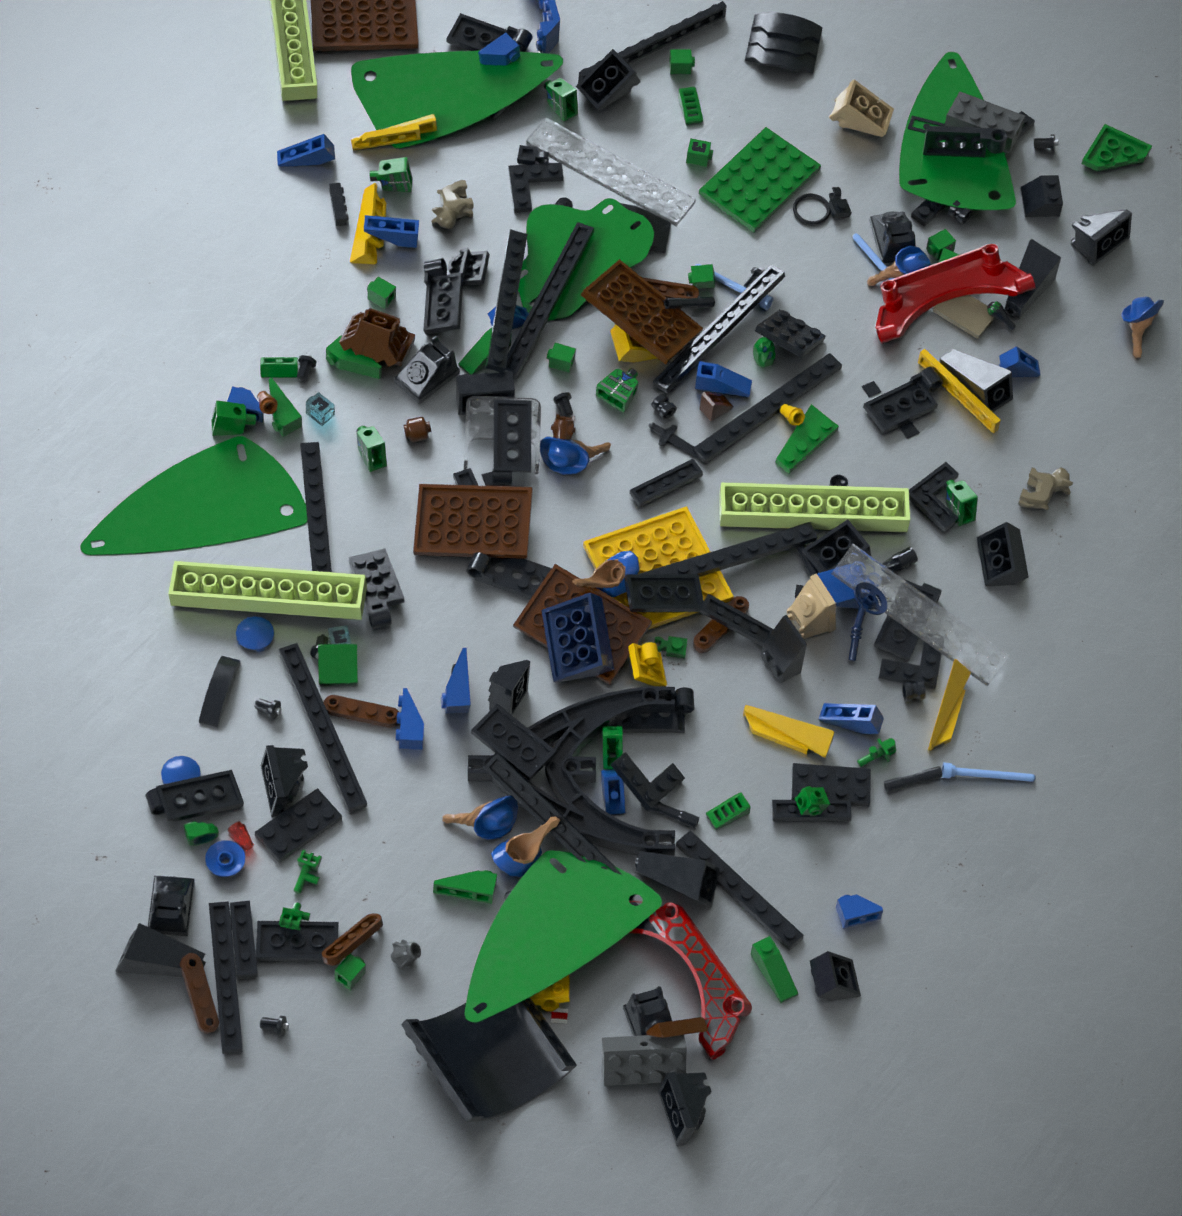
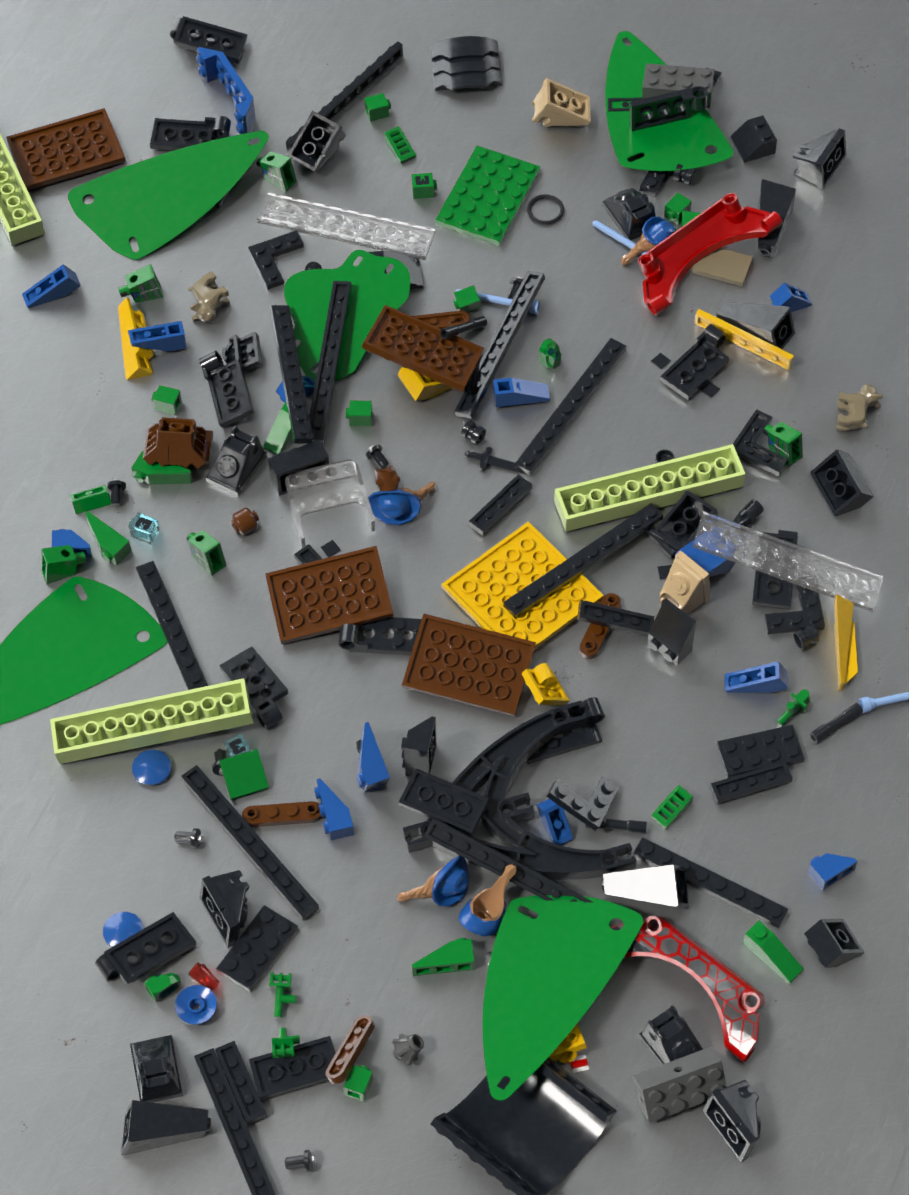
camera: 10 degrees left, 0 degrees up
(199, 993) = (215, 1153): reddish brown plate -> none
(218, 690) = (134, 836): black slope -> none
(267, 403) = (91, 537): dark orange cone -> none
(338, 206) = (97, 328): black piece -> none
(396, 134) = (134, 245): yellow wedge -> none
(500, 51) = (206, 142): blue slope -> none
(502, 464) = (340, 532): black hinge -> none
(530, 155) = (265, 231): black plate -> none
(577, 638) = (470, 680): dark blue slope -> none
(611, 574) = (484, 607): hat -> none
(612, 744) = (539, 772): green torso -> none
(618, 388) = (424, 427): green torso -> none
(663, 592) = (537, 611): black plate -> none
(674, 646) = (562, 660): green plate -> none
(678, 1027) = (705, 1042): reddish brown slope -> none
(714, 405) = (520, 418): reddish brown slope -> none
(789, 731) = (702, 711): yellow wedge -> none
(790, 333) = (568, 329): black plate -> none
(794, 415) = (597, 405): yellow cone -> none
(806, 439) = (617, 424): green wing -> none
(812, 801) = (751, 773): green brick -> none
(838, 206) = (569, 199): black plate -> none
(866, 603) = (737, 564): dark blue dish -> none
(997, 311) = (751, 255): black piece -> none
(1042, 143) = (739, 90): black piece -> none
(1115, 149) = (803, 79): green plate -> none
(1140, 316) = (885, 224): blue hat -> none

